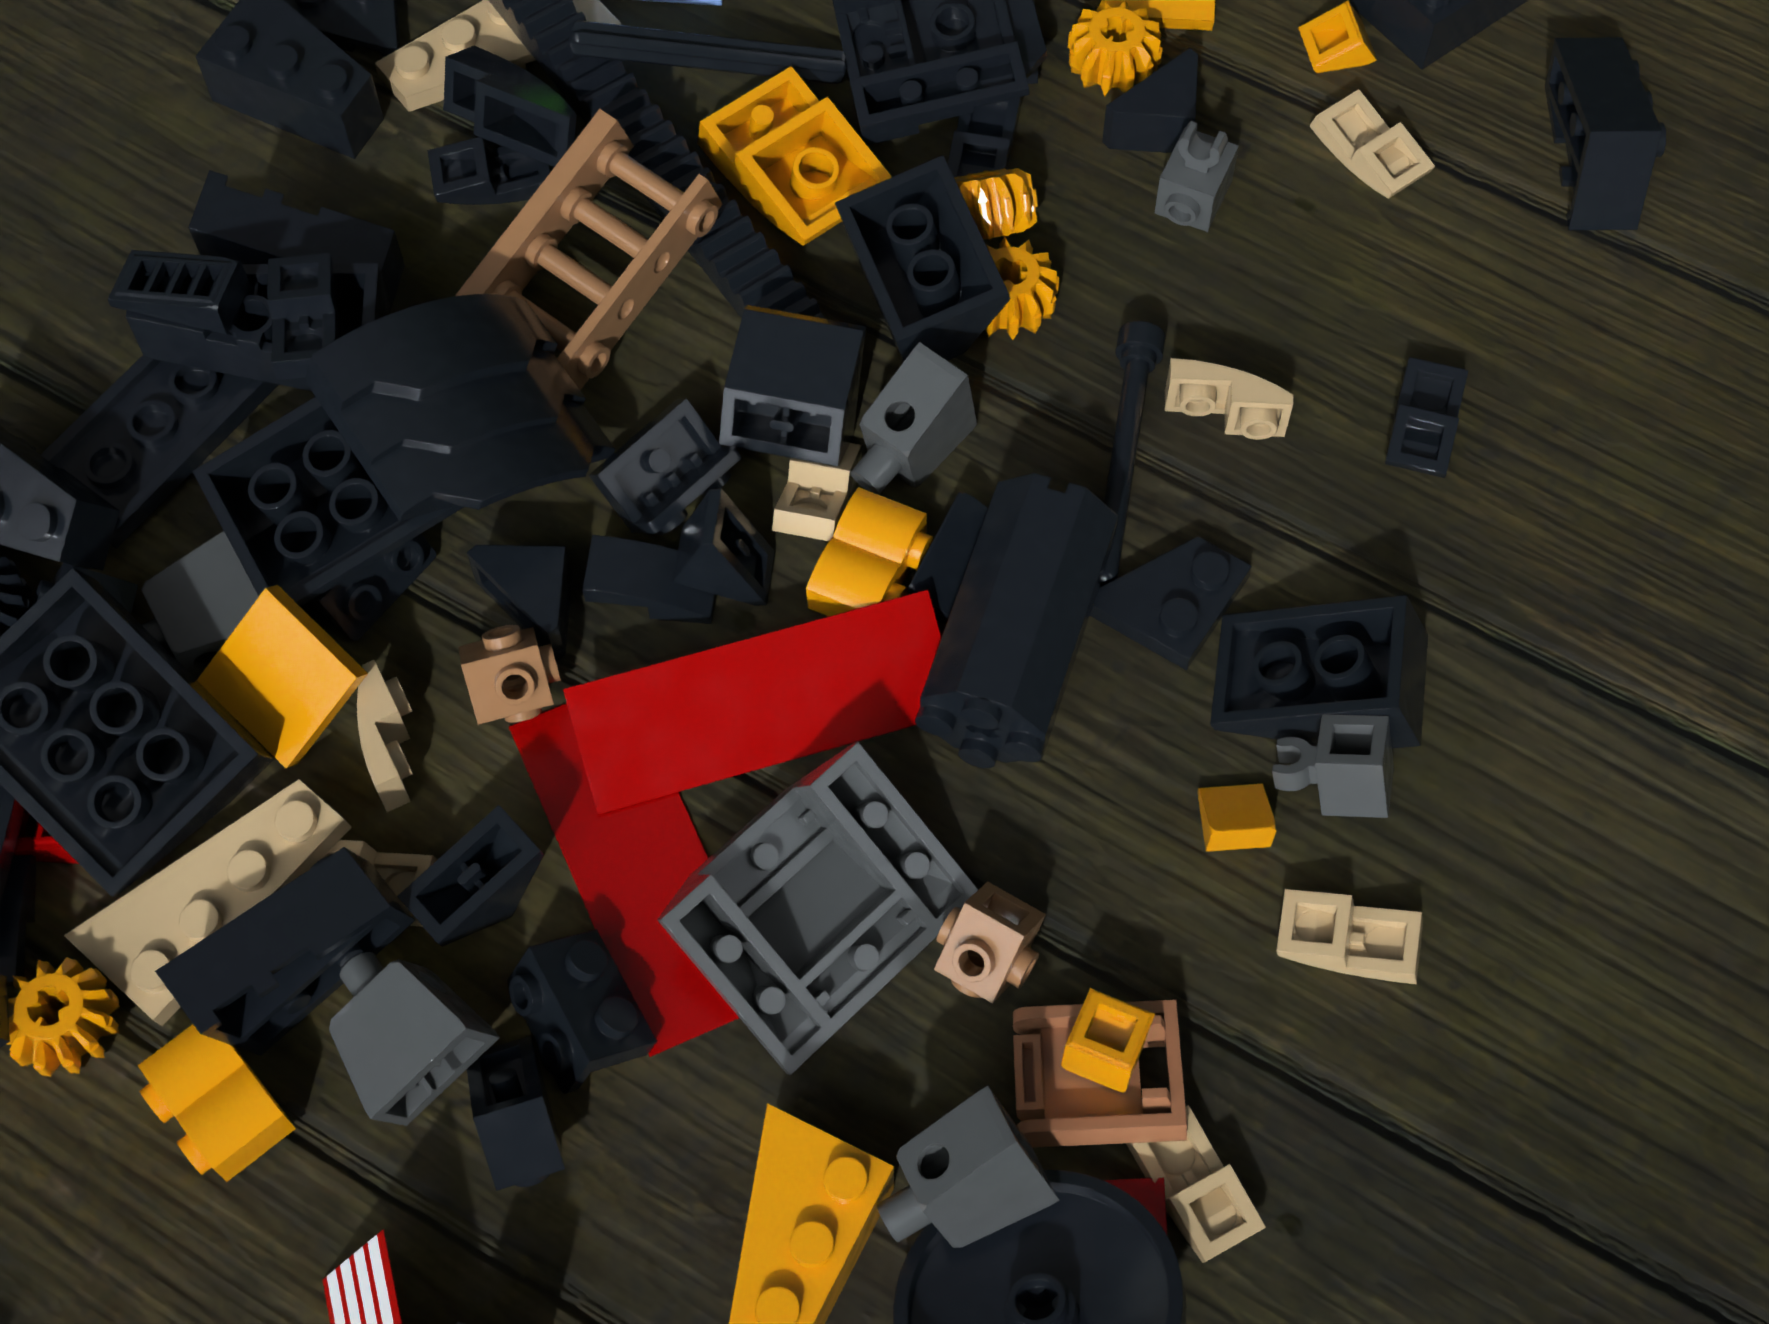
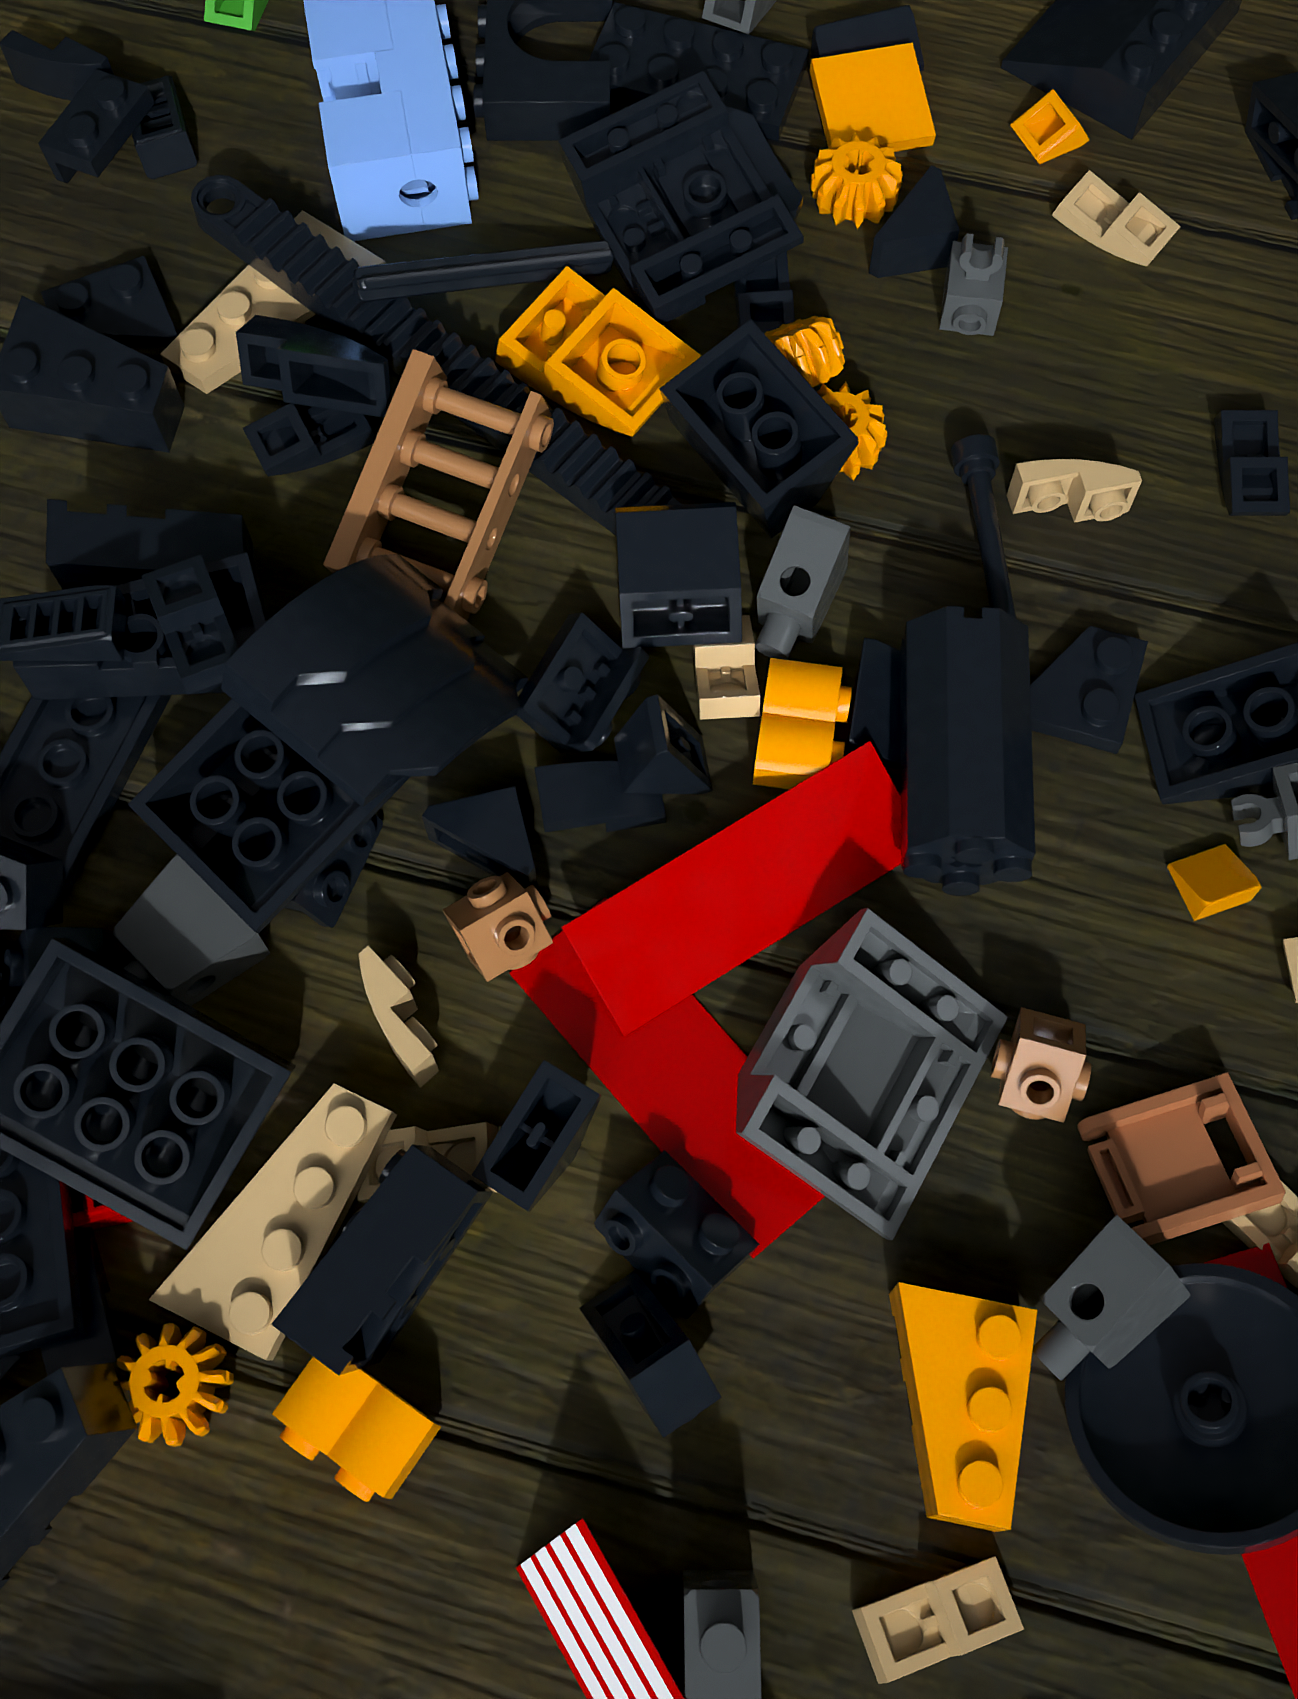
camera: 15 degrees left, 5 degrees up
(282, 676) = (282, 985): light orange tile -> none
(404, 1036) = (521, 1309): dark grey torso -> none
(1107, 1040) = (1185, 1130): light orange slope -> none

